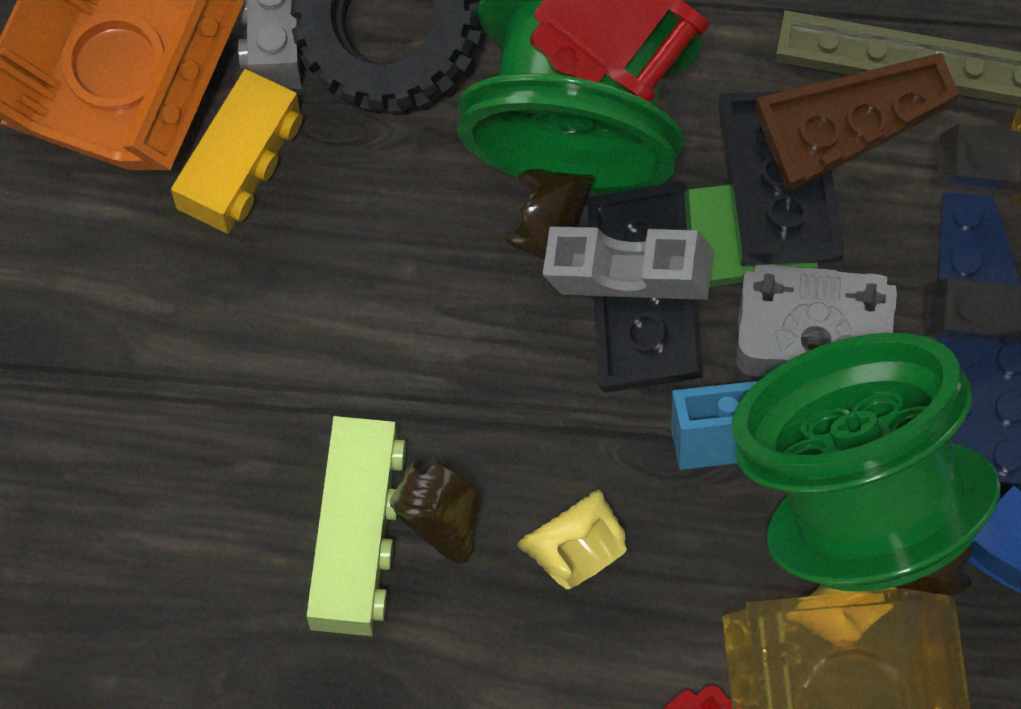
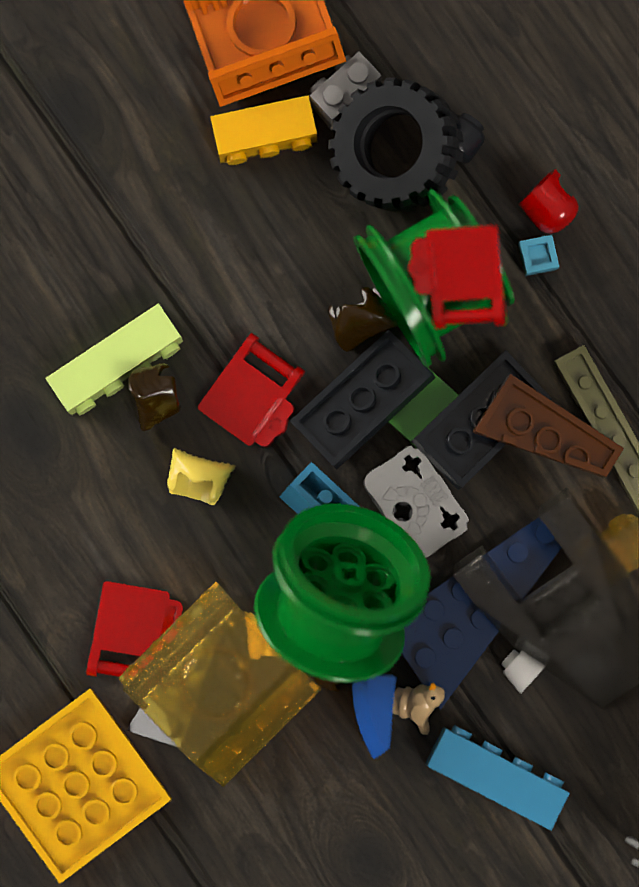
camera: 45 degrees right, 15 degrees up
(533, 418) = (249, 401): none -> red piece
(664, 266) = (359, 384): light grey arch -> none

